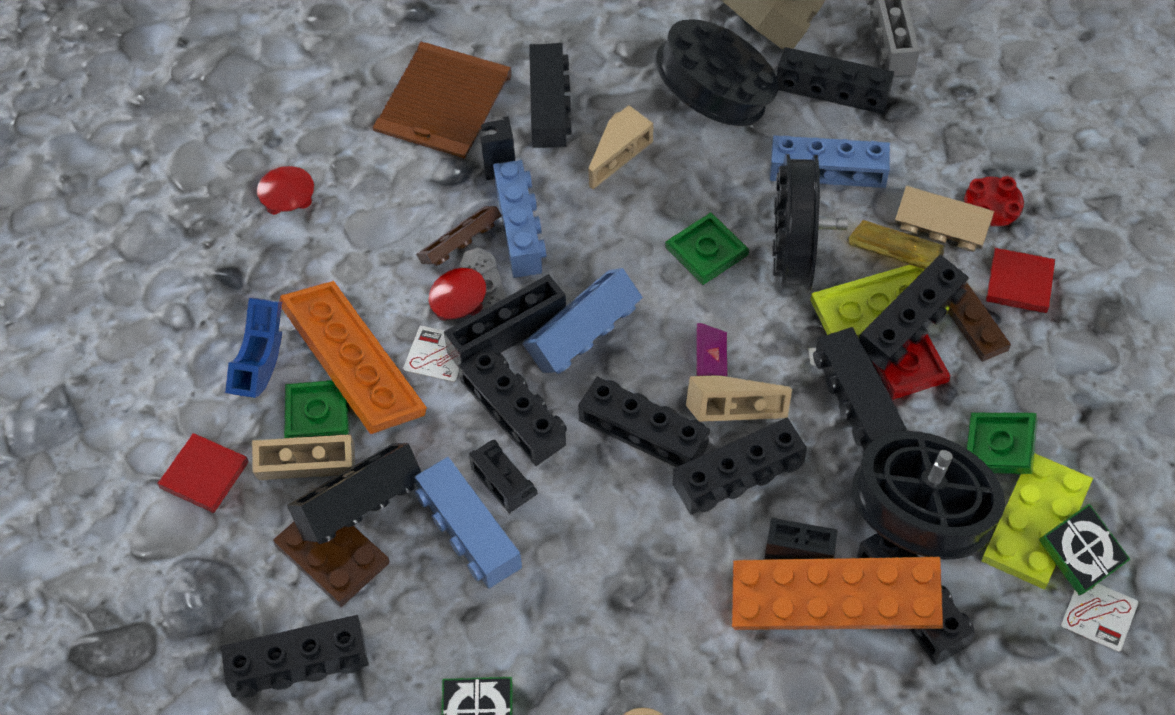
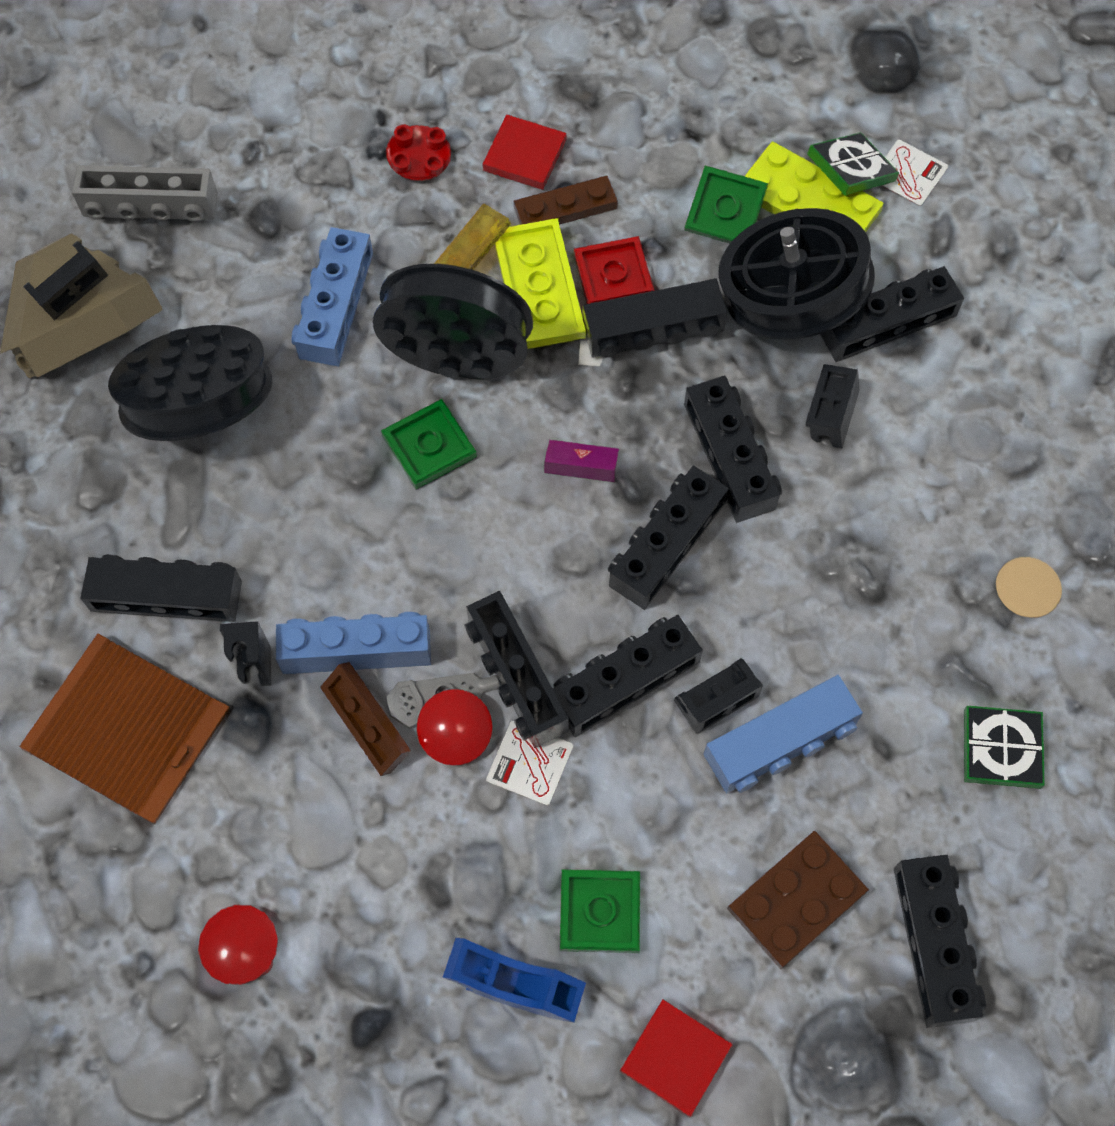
camera: 85 degrees left, 10 degrees up
(302, 457) = (682, 920): tan brick -> none
(352, 357) = (532, 860): orange plate -> none
(355, 492) = (746, 854): black brick -> none
(583, 321) = (525, 582): medium blue brick -> none
(622, 140) = (255, 516): tan slope -> none
(736, 399) = (649, 442): tan slope -> none
(834, 80) = (215, 268): black brick -> none
(837, 594) = (896, 378): orange plate -> none
(913, 312) = (569, 245): black brick -> none
(943, 218) = (442, 199): tan brick -> none

